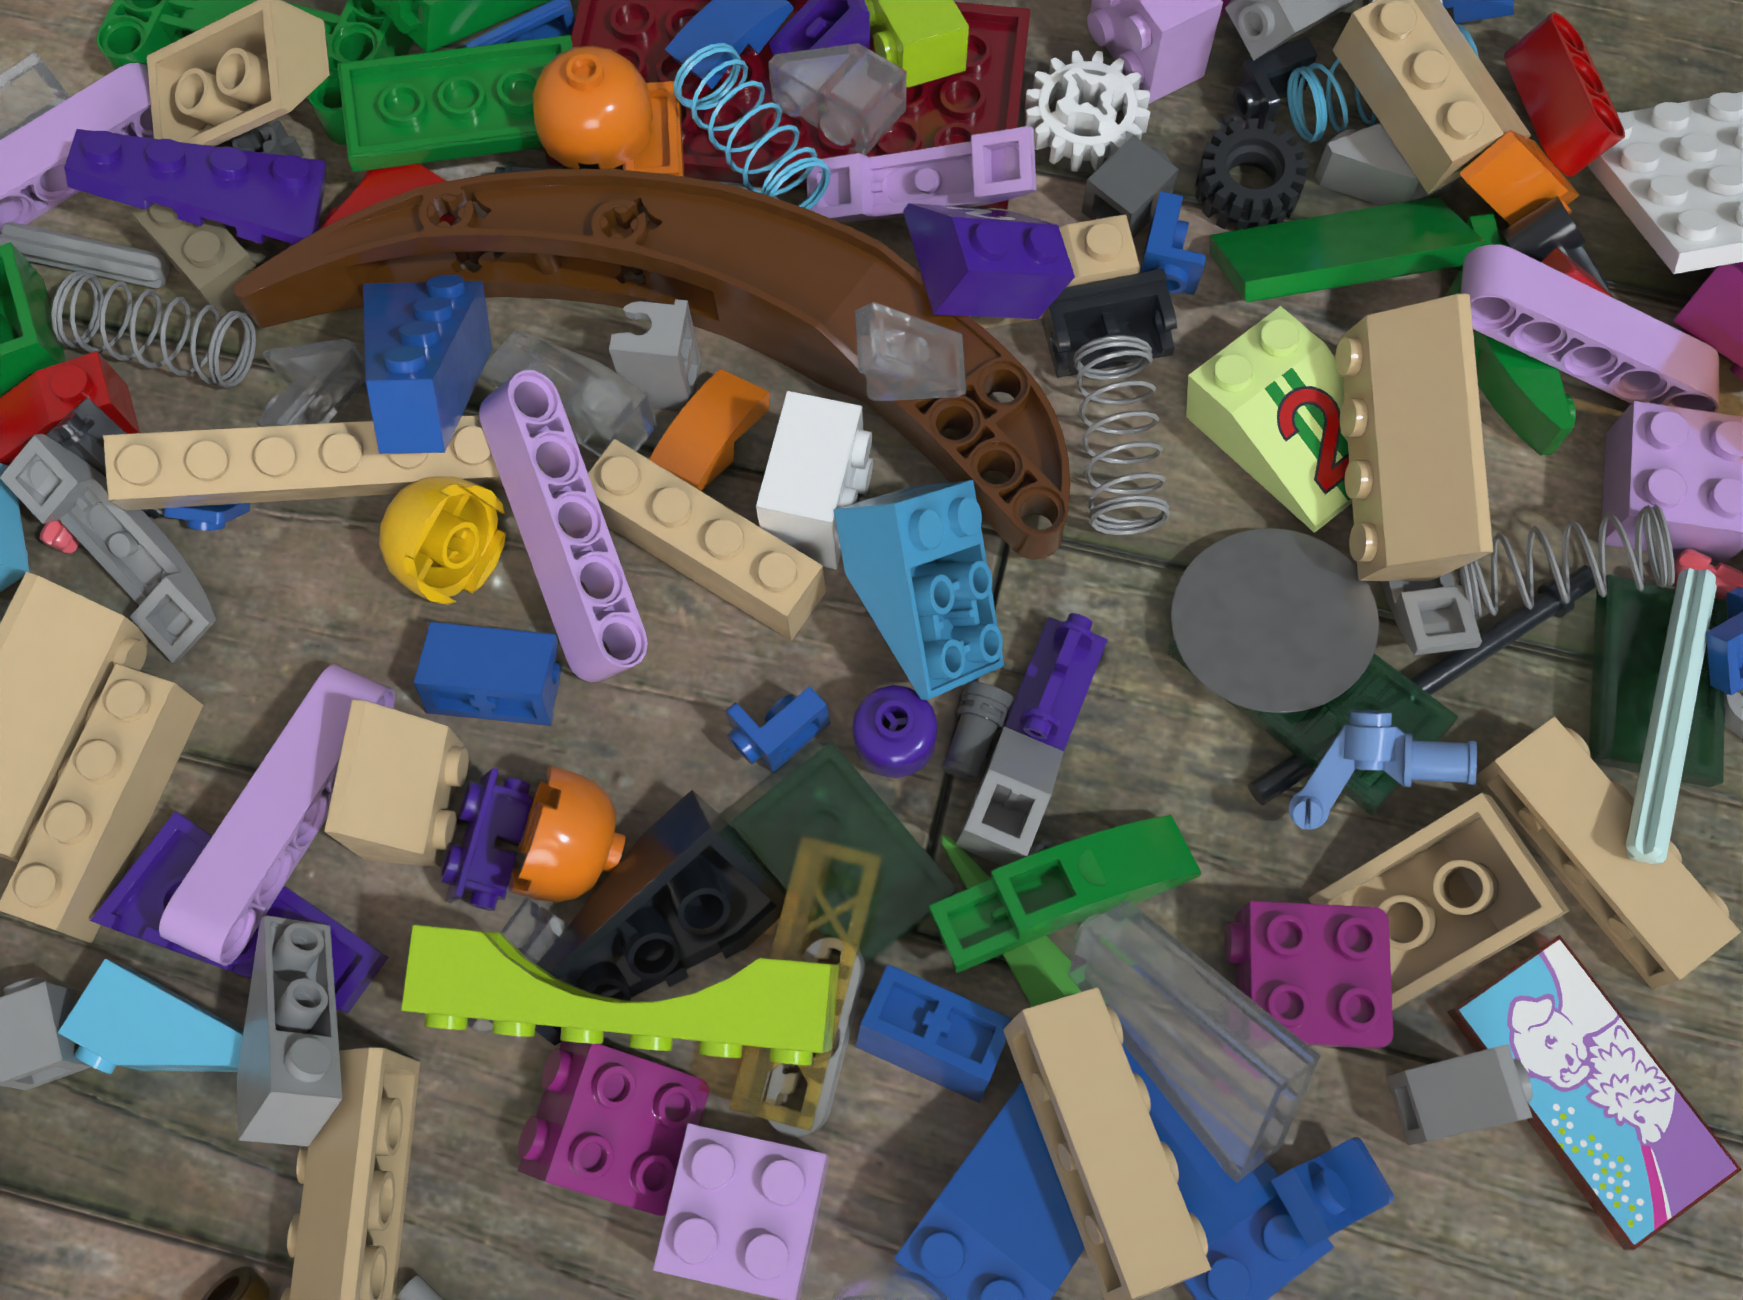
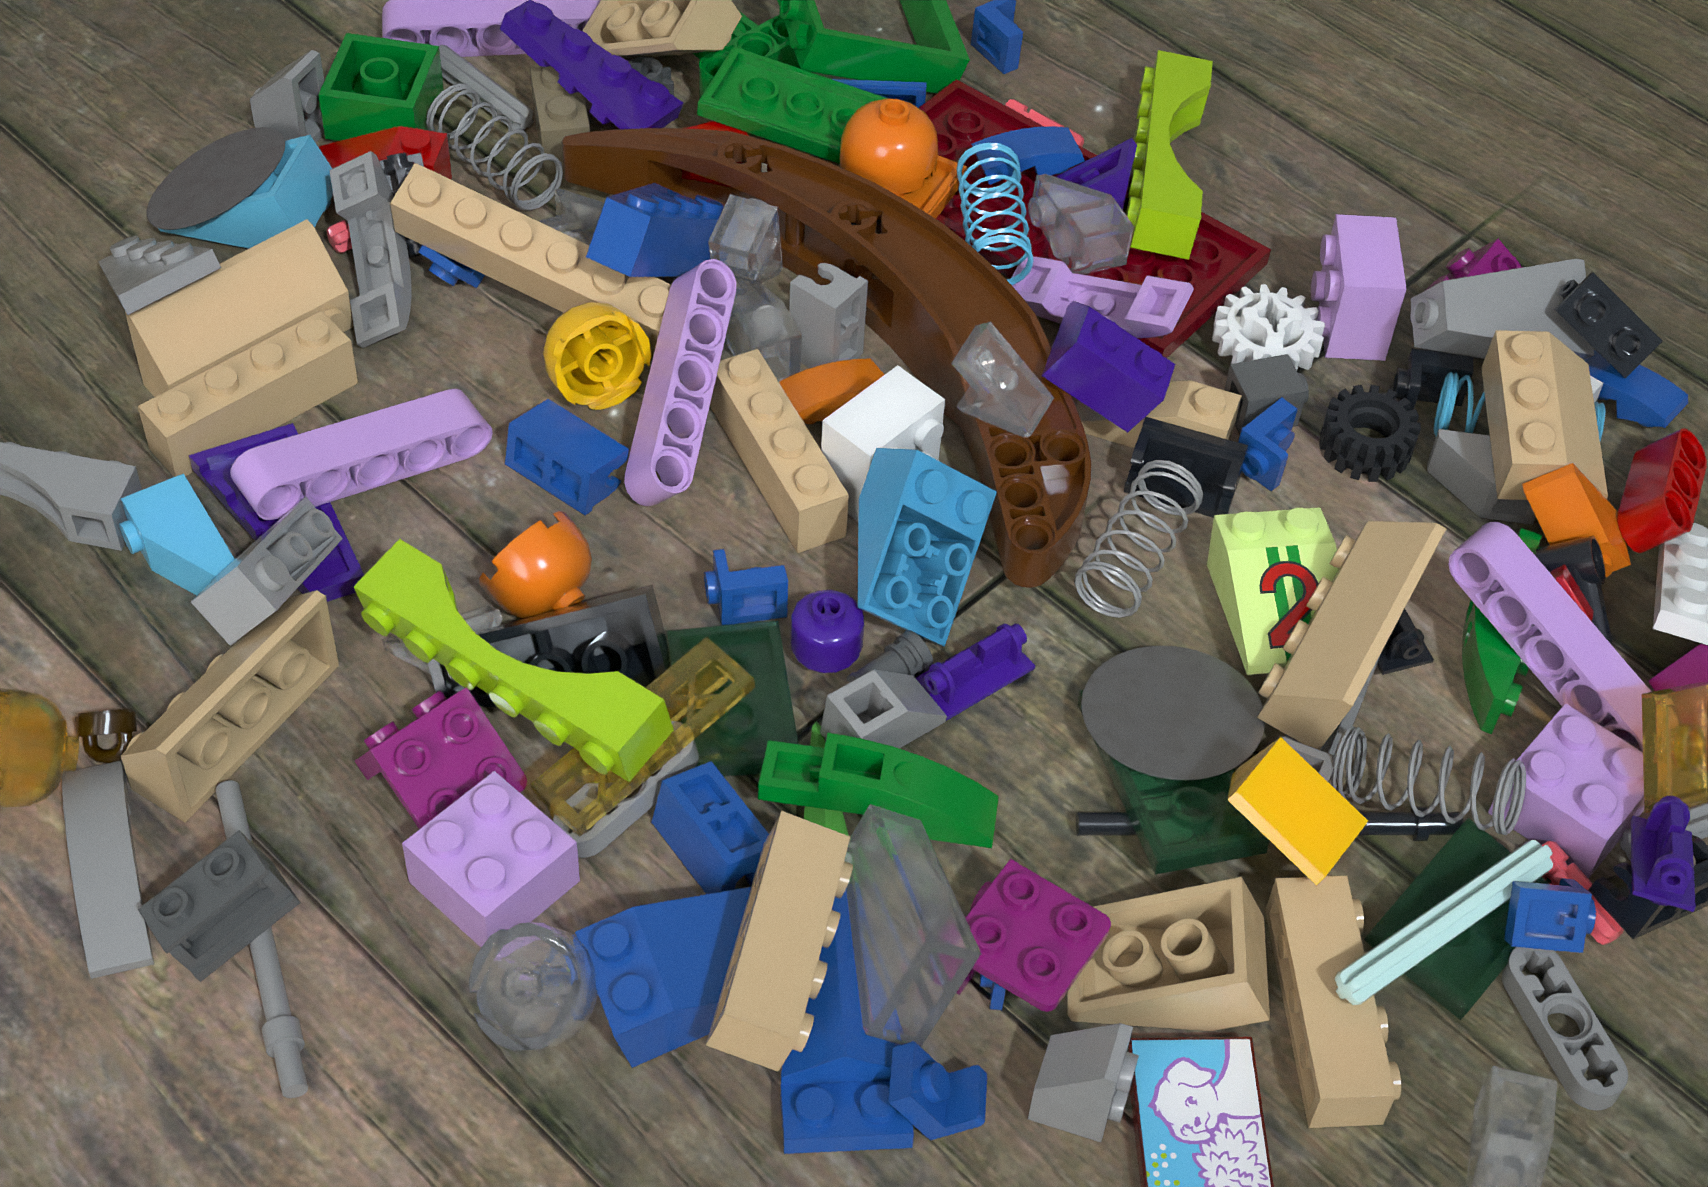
camera: 25 degrees right, 20 degrees down
(396, 786) = (448, 478): tan slope -> none
(475, 864) = (468, 559): dark purple hinge -> none
(514, 308) = (748, 239): none -> clear slope
(1343, 249) = (1392, 500): green tile -> none
(1376, 744) = (1181, 809): medium blue pin -> none
(1479, 686) = (1295, 808): none -> yellow slope

